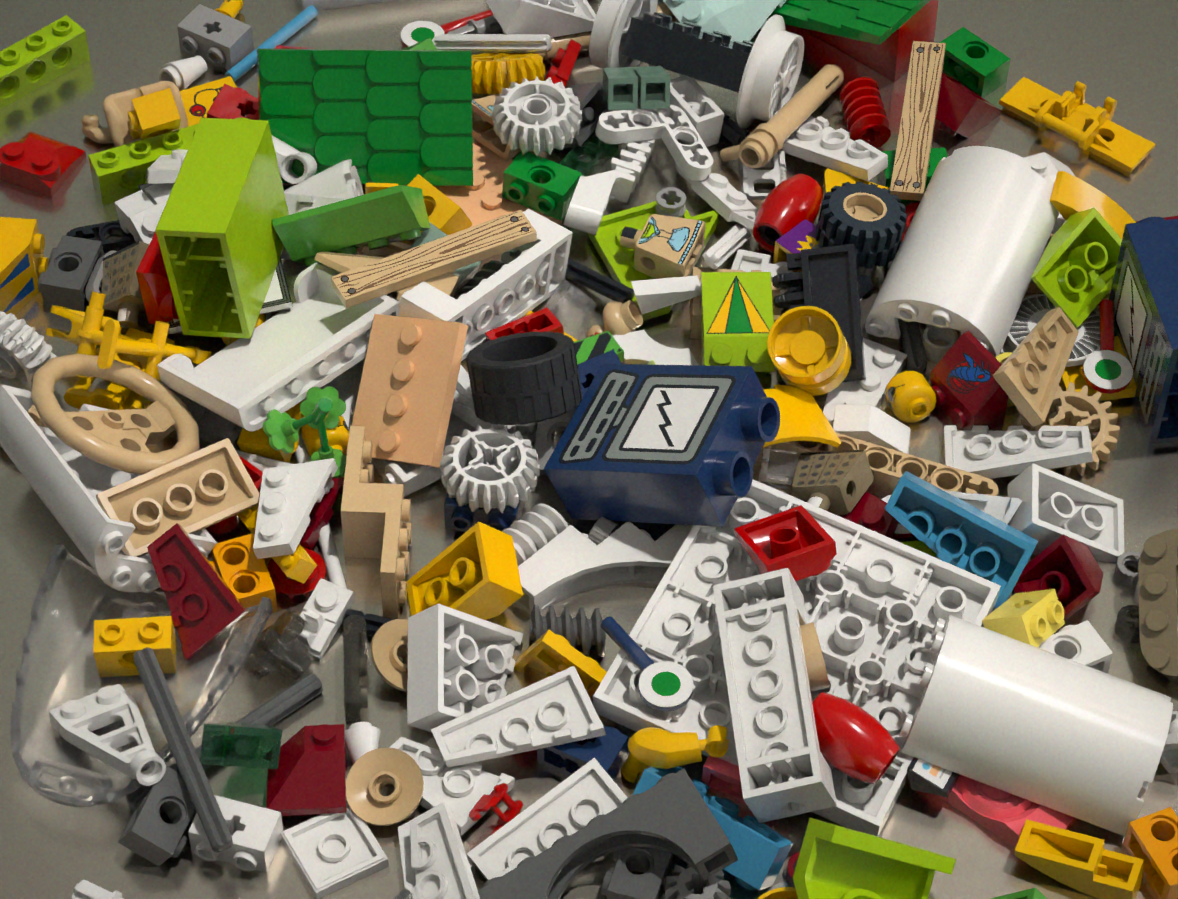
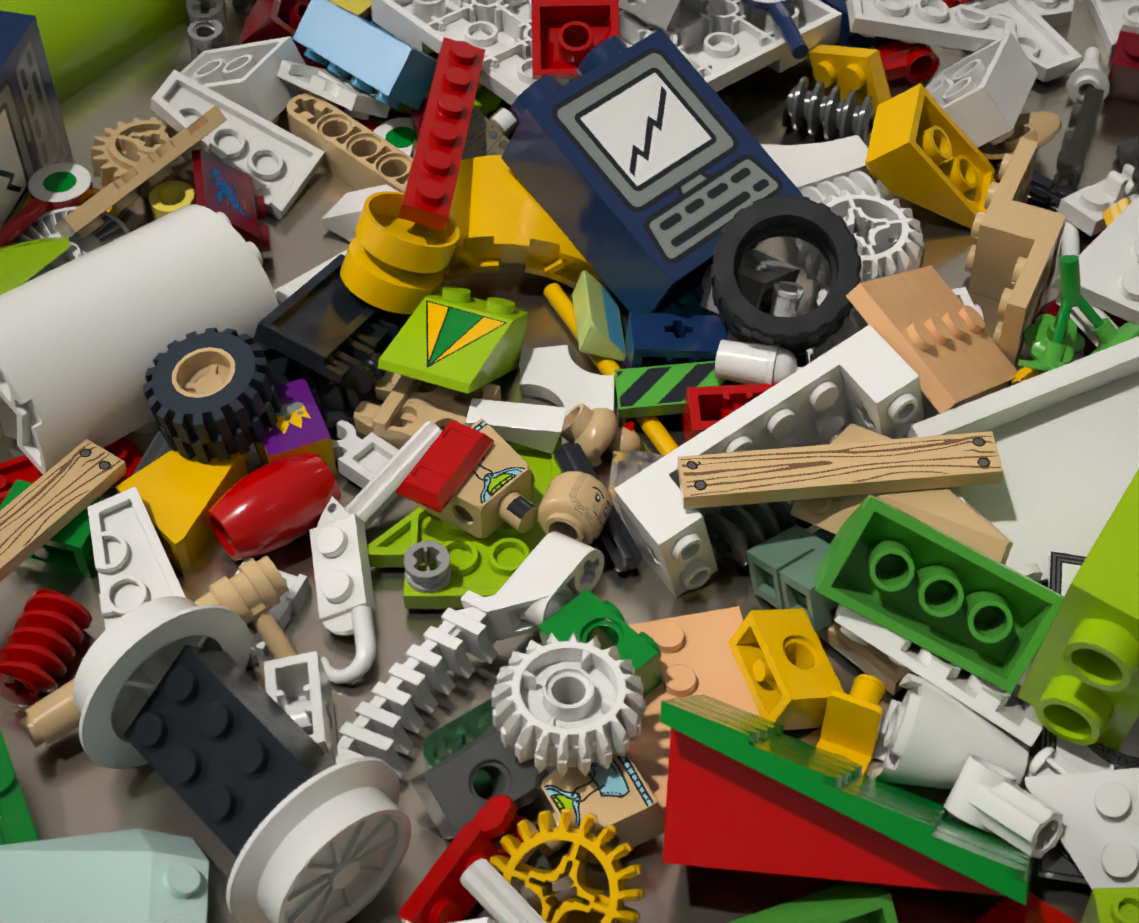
camera: 155 degrees left, 0 degrees up
(375, 771) = (1079, 26): tan dish -> none
(597, 246) = (575, 506): none -> tan head
(619, 127) = (375, 670): white beam -> none
(636, 86) = (382, 715): sand green hips -> none
(686, 225) = (445, 466): none -> red tile
(836, 433) = (442, 135): none -> red plate
(908, 394) = (296, 242): yellow head -> none

